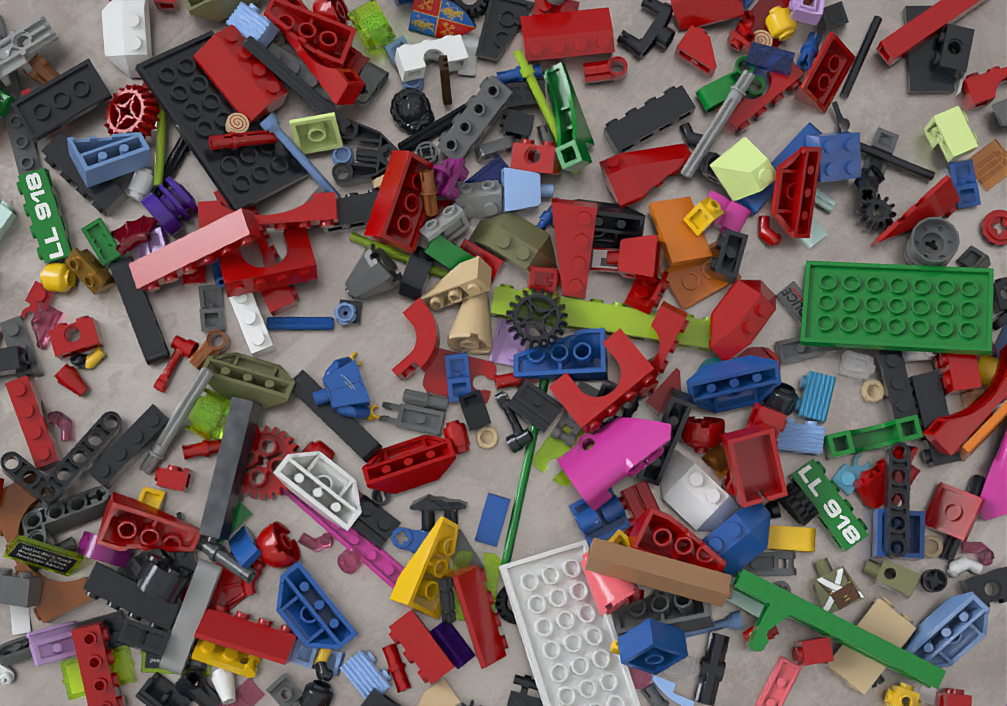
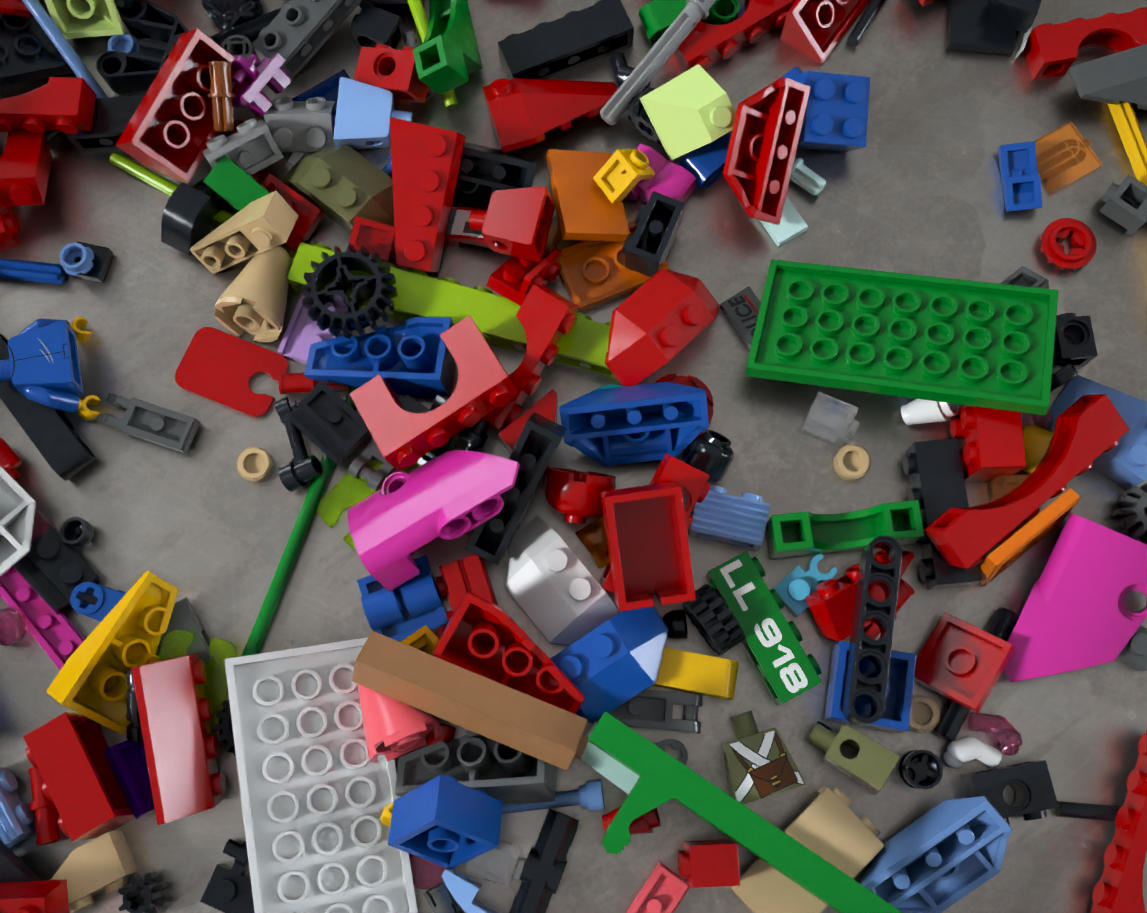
camera: 10 degrees right, 5 degrees down
(372, 274) = (124, 206): dark grey cone -> none
(409, 464) = (120, 490): red wedge -> none
(425, 399) = (174, 398): dark grey axle -> none
(426, 340) = (186, 314): red arch -> none
(429, 504) = (147, 551): black connector -> none
(457, 375) = (227, 369): blue slope -> none
(458, 435) = (206, 458): red brick -> none
(474, 410) = (238, 419): black brick -> none
(492, 519) = (237, 588): blue slope -> none
(494, 148) = (334, 58): dark grey beam -> none
(766, 233) = (717, 216): red arm -> none
(791, 350) = (733, 387): dark grey hinge -> none
(815, 396) = (762, 458): dark azure brick -> none
(840, 120) = (842, 65): black hand -> none
(869, 184) = (877, 156): black piece -> none
(876, 222) = (878, 213): black gear -> none
(884, 141) = (897, 123): dark grey slope -> none
(896, 161) = (921, 135): black bar -> none
(897, 389) = (890, 464): black arch -> none
(935, 203) = (967, 203): red wedge -> none
(938, 235) = (965, 246): dark grey wheel -> none
(952, 134) = (1007, 97): yellowish green brick -> none

